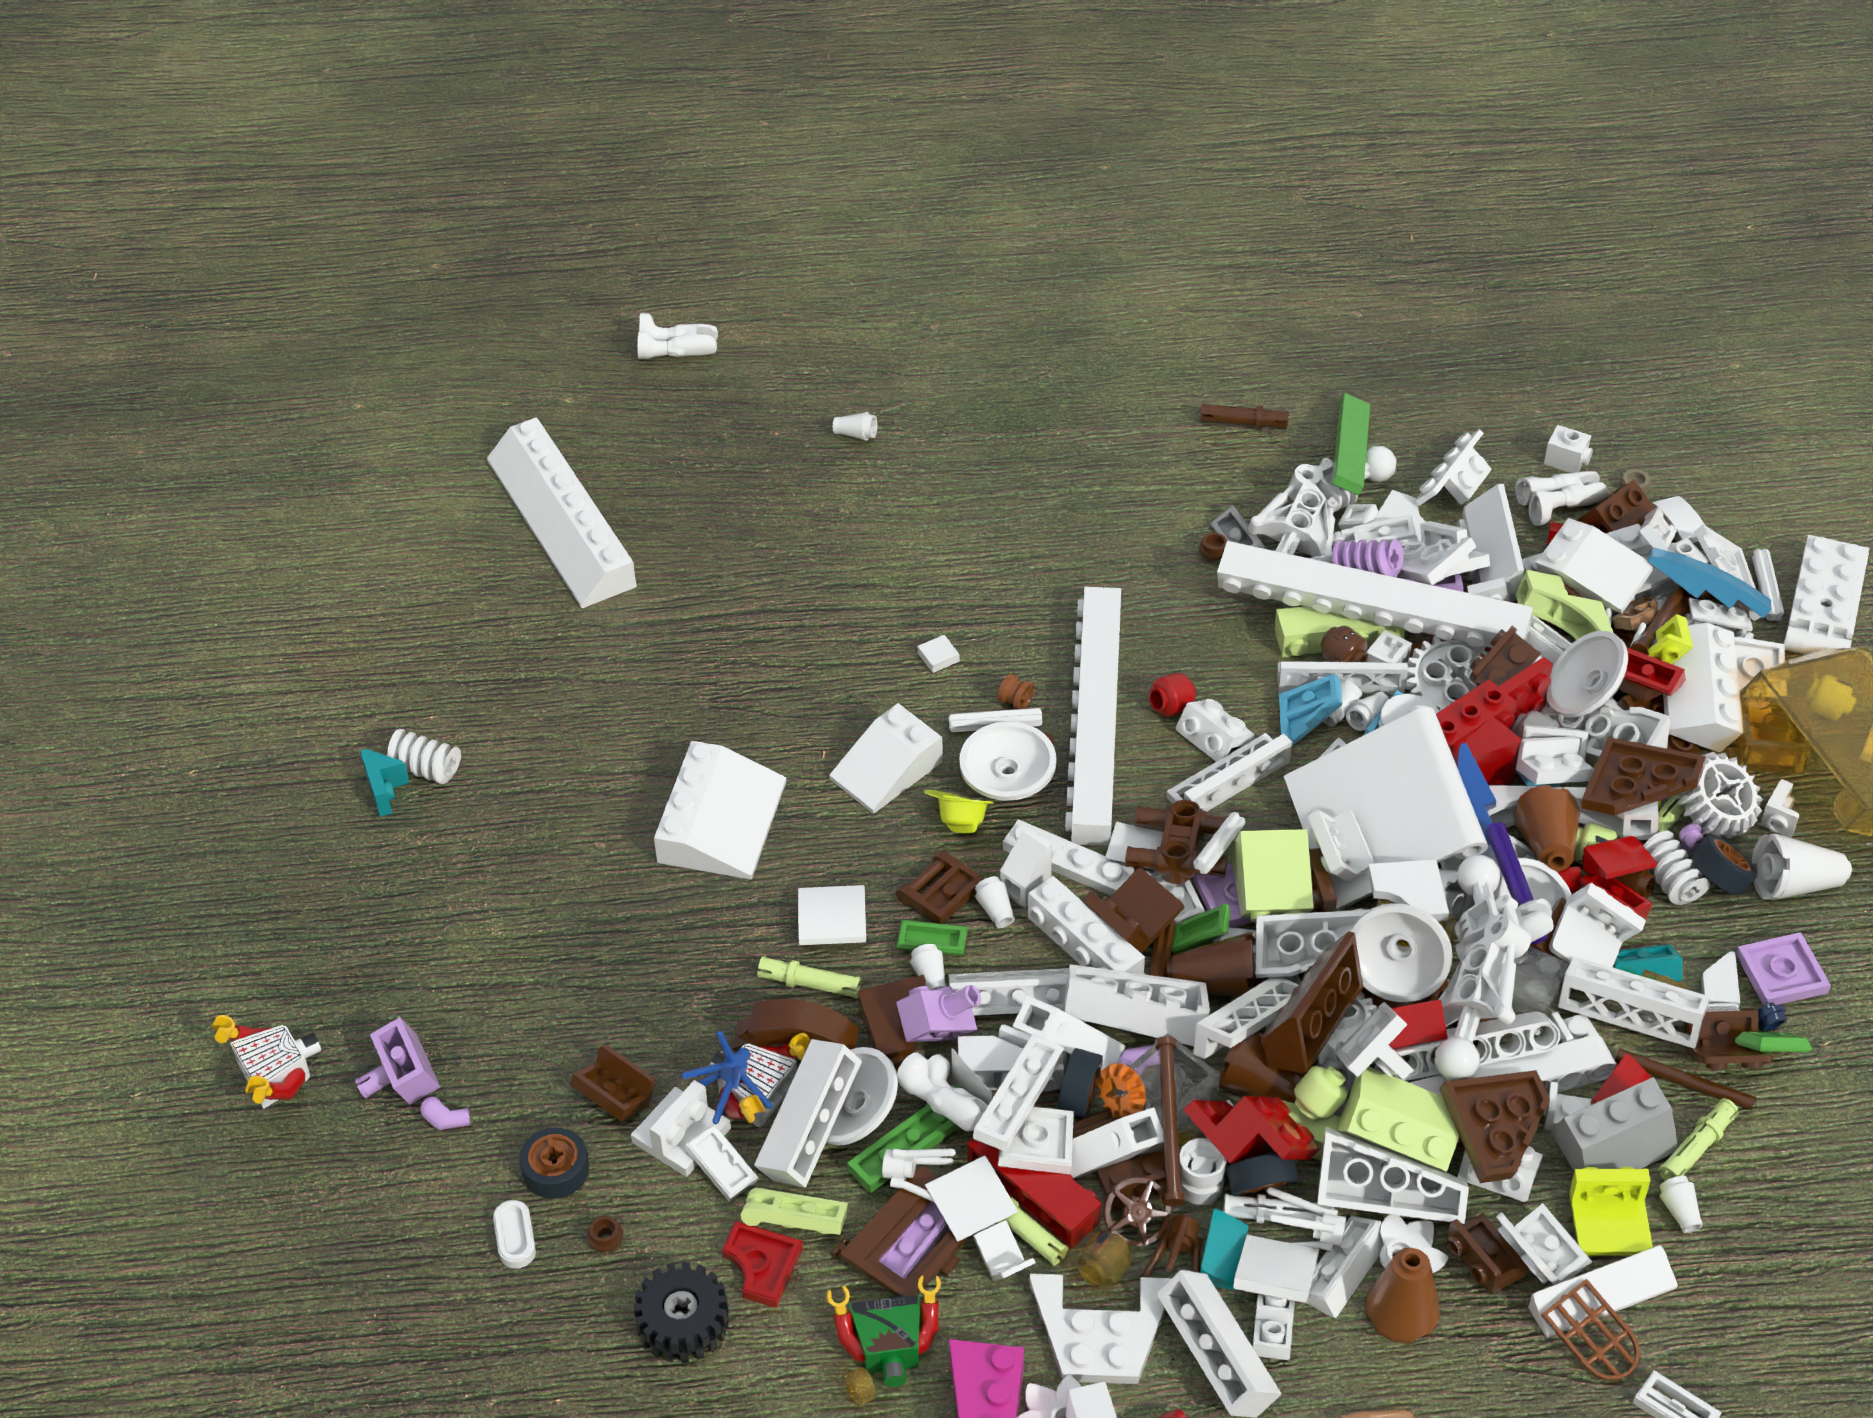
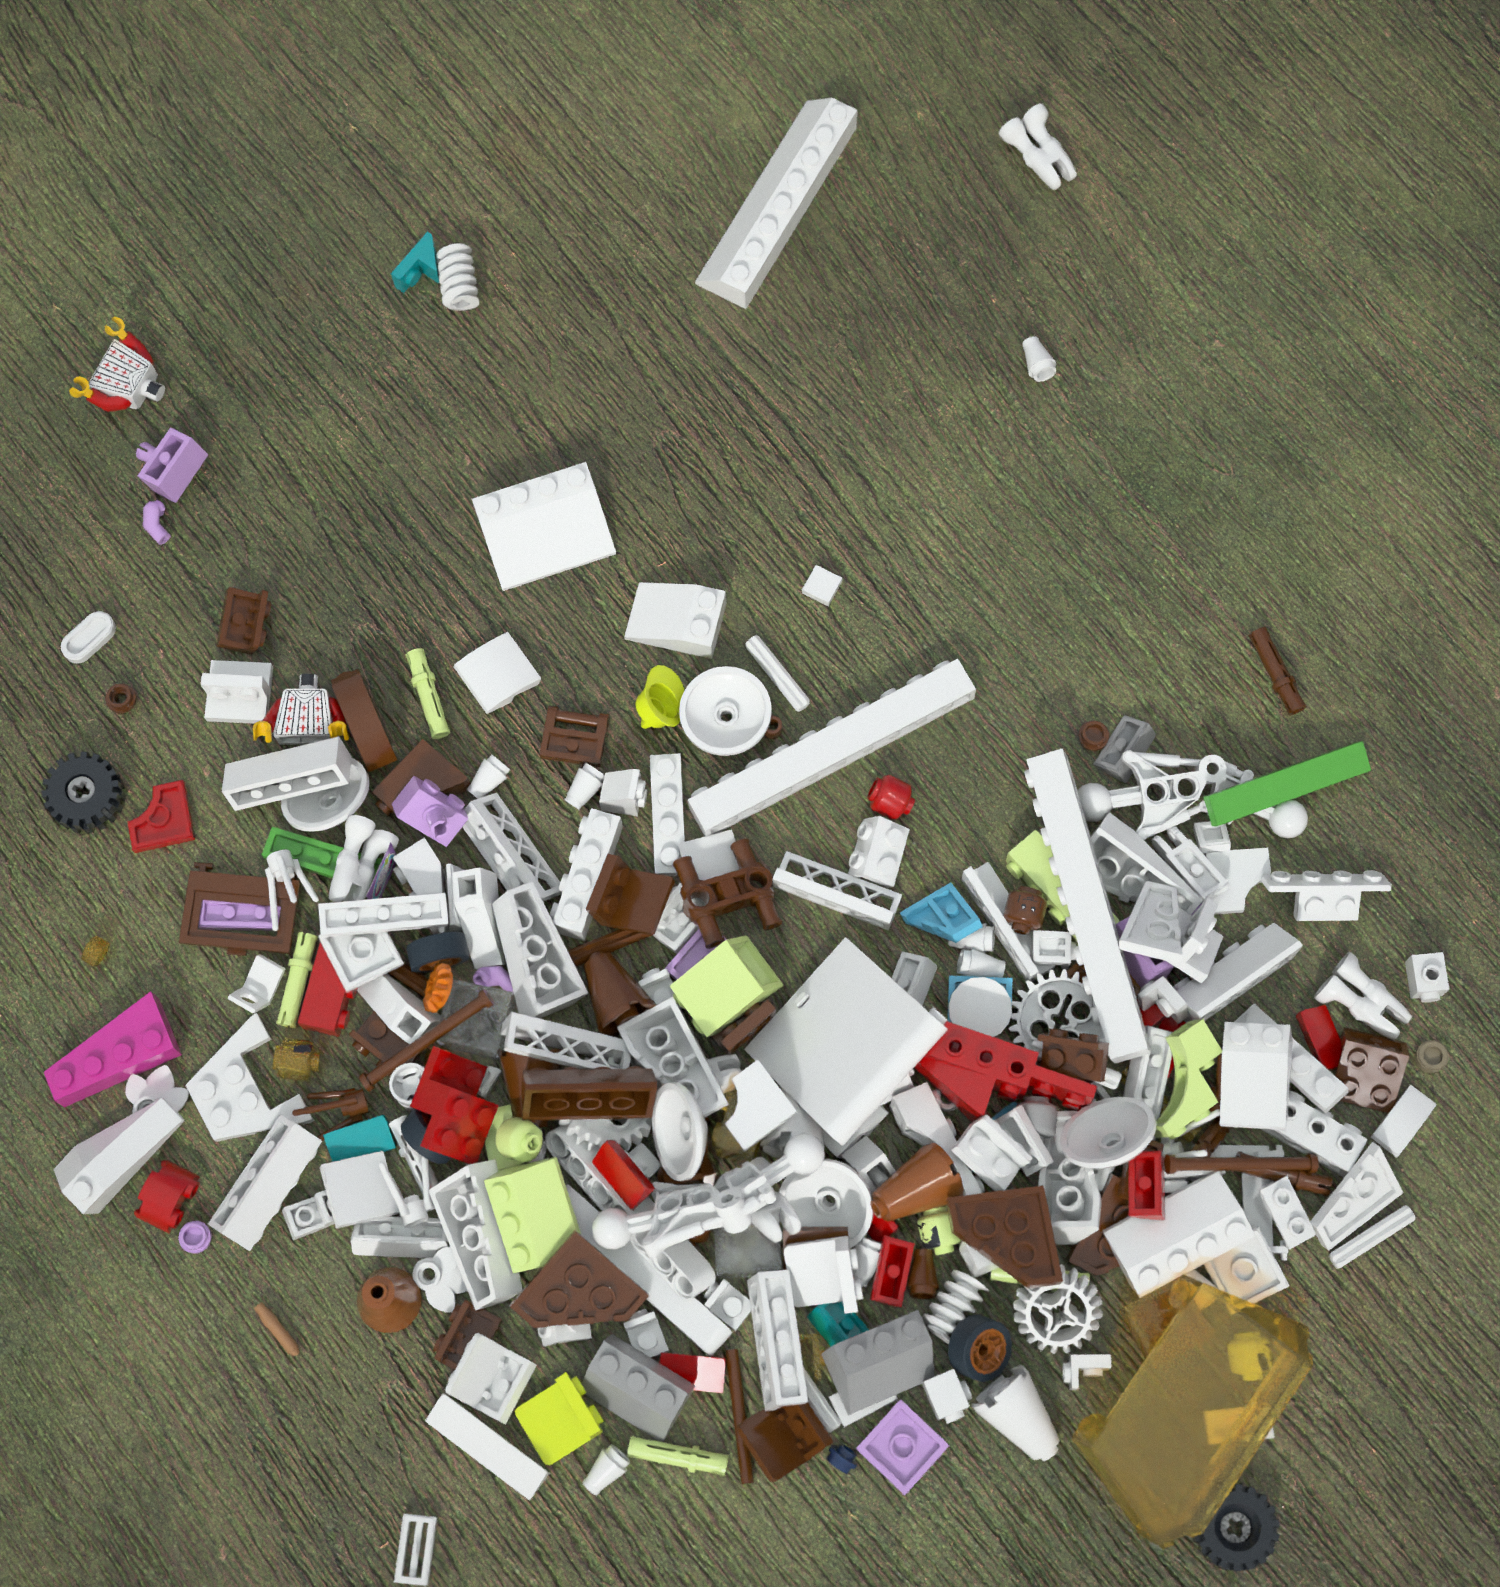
camera: 60 degrees right, 25 degrees up
(554, 1179) = (153, 638): wheel -> none
(721, 1162) = (223, 737): white plate -> none
(731, 1071) = (288, 697): blue plant -> none
(794, 1211) = (211, 816): yellowish green plate -> none
(887, 1331) = (145, 942): torso -> none
(947, 938) = (523, 759): bright green tile -> none
(971, 1198) = (285, 934): white sticker -> none
(1015, 692) = (812, 672): dark orange wheel -> none
(1137, 1211) = (348, 1059): reddish brown wheel -> none
(1201, 929) = (646, 959): bright green tile -> none
(1219, 843) = (727, 926): white axle -> none
(1341, 844) = (784, 1022): white bracket -> none
(1372, 1044) = (569, 1162): white bracket -> none
(1373, 556) = (1121, 876): lavender piece -> none
(1476, 787) = (900, 1108): blue slope -> none
(1510, 866) = (831, 1181): dark purple axle -> none
(1592, 1317) = (453, 1449): dark orange window -> none
(1617, 858) = (923, 1256): red slope -> none
(1637, 612) = (1235, 1140): medium nougat tile -> none
(1656, 531) = (1349, 1109): white plate -> none
(1672, 640) = (1195, 1190): neon yellow bracket -> none
(1690, 837) = (996, 1304): lavender arm -> none
(1695, 937) = (881, 1362): none -> light grey slope
(1699, 576) = (1311, 1194): dark azure slope -> none
(1752, 914) = (947, 1396): none -> white brick
(1773, 1042) = (806, 1473): bright green tile -> none
(1826, 596) = (1400, 1297): white hinge -> none

